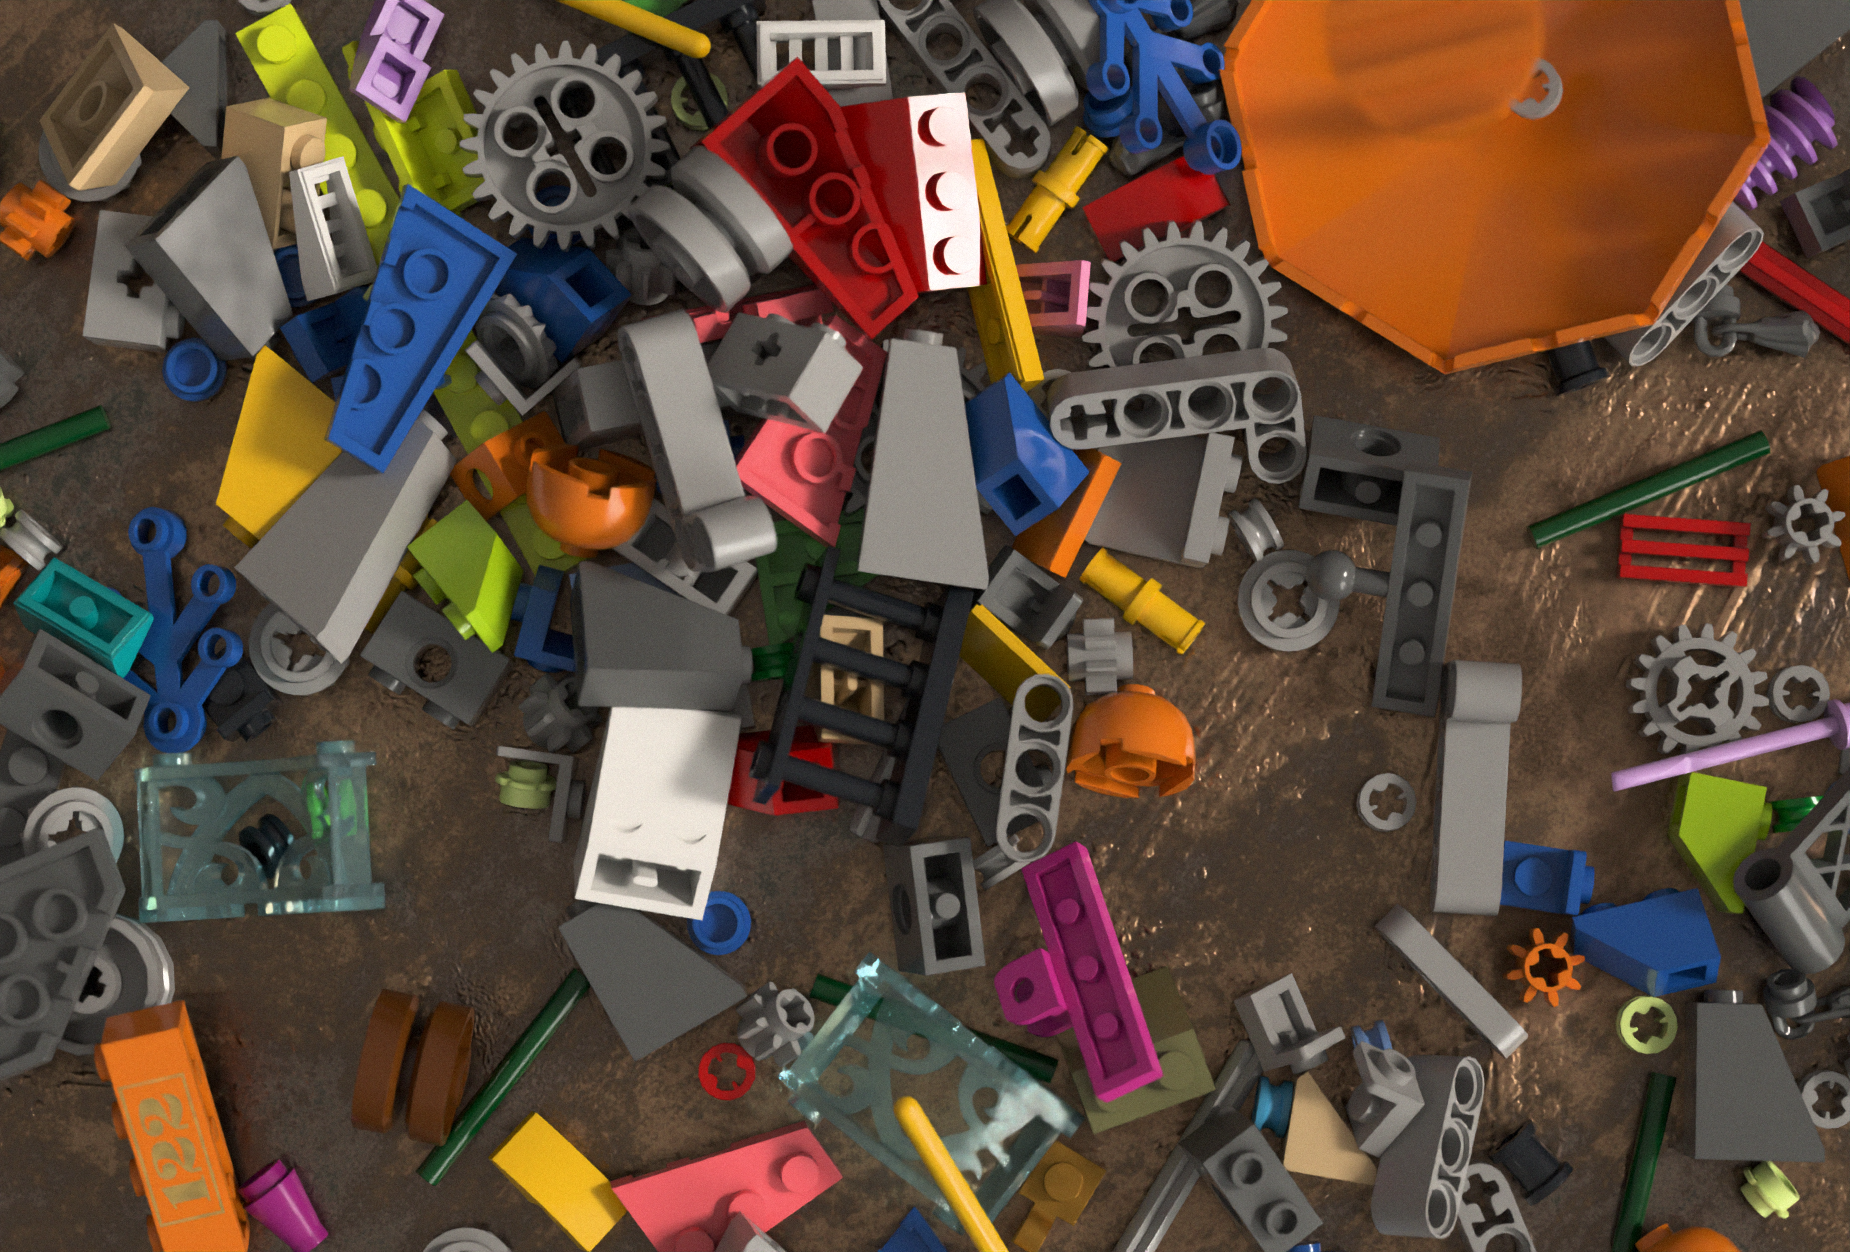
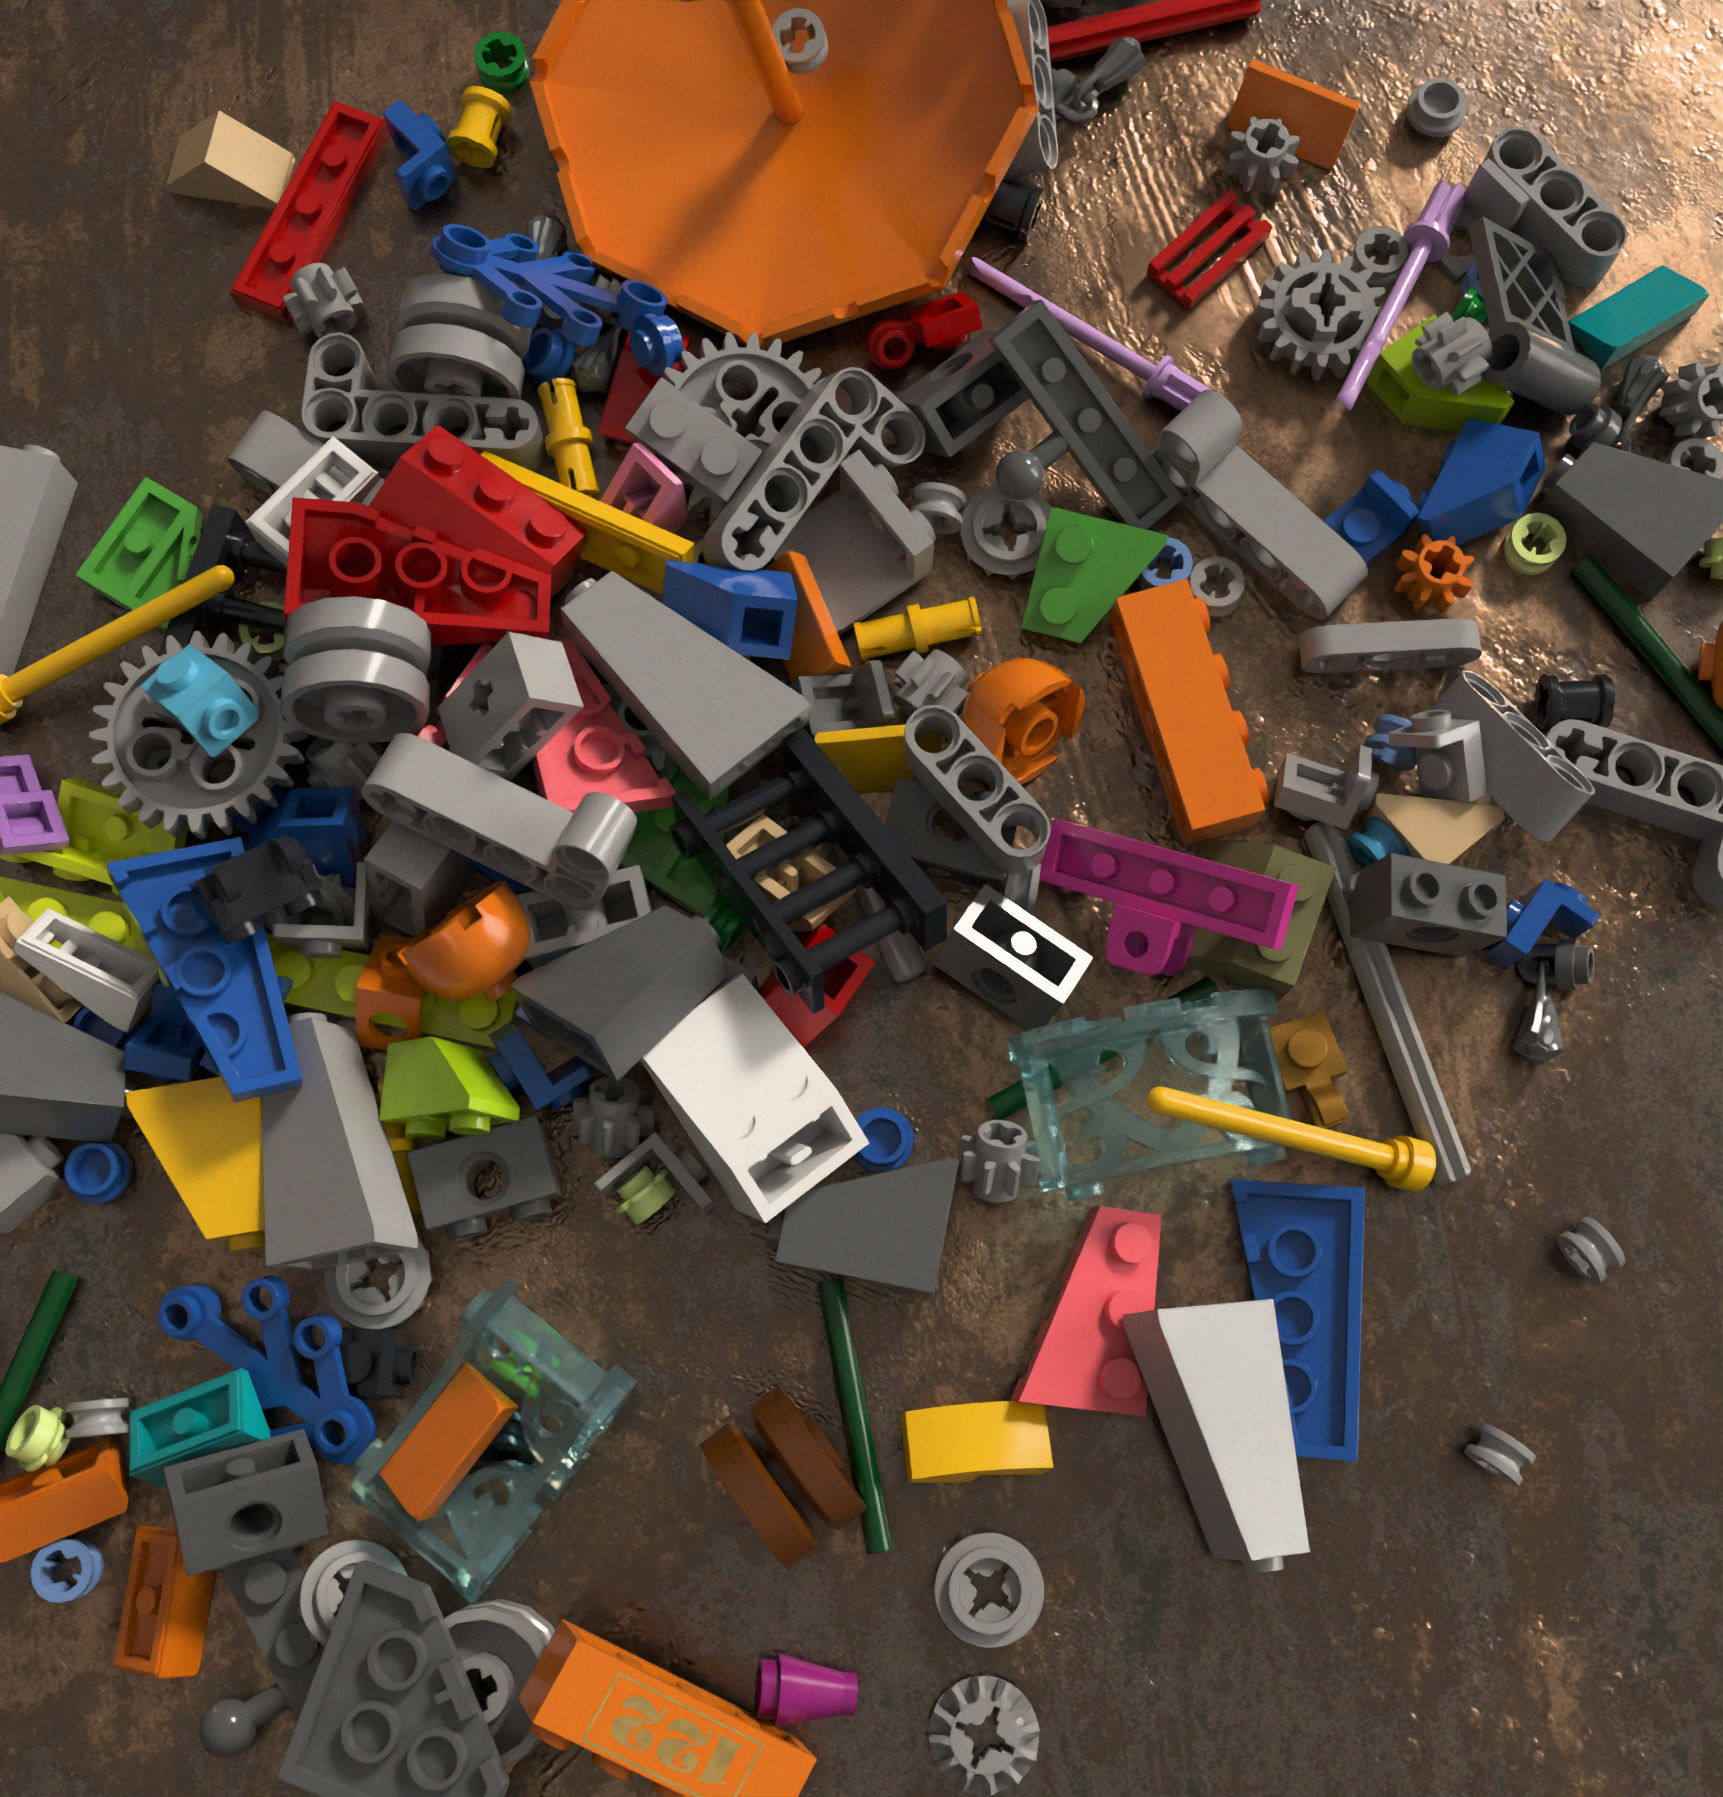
camera: 45 degrees left, 10 degrees down
(229, 808) = (447, 1442): none -> orange slope
(487, 311) = (255, 884): none -> black piece
(586, 135) = (201, 699): none -> medium azure bracket
(709, 1080) = (998, 1254): red bush -> none
(1129, 301) = (693, 440): none -> light grey plate
(1188, 193) = (656, 343): none -> blue plate
(1255, 868) = (1187, 712): none -> orange brick
(1301, 693) = (1083, 571): none -> bright green wing
(1366, 729) = (1179, 557): none -> medium blue bush
(1414, 388) = (935, 324): none -> red plate
(1528, 615) = (1163, 380): none -> lavender piece
(1648, 489) = (1146, 236): dark green bar -> none
(1726, 834) = (1452, 353): none -> light grey gear

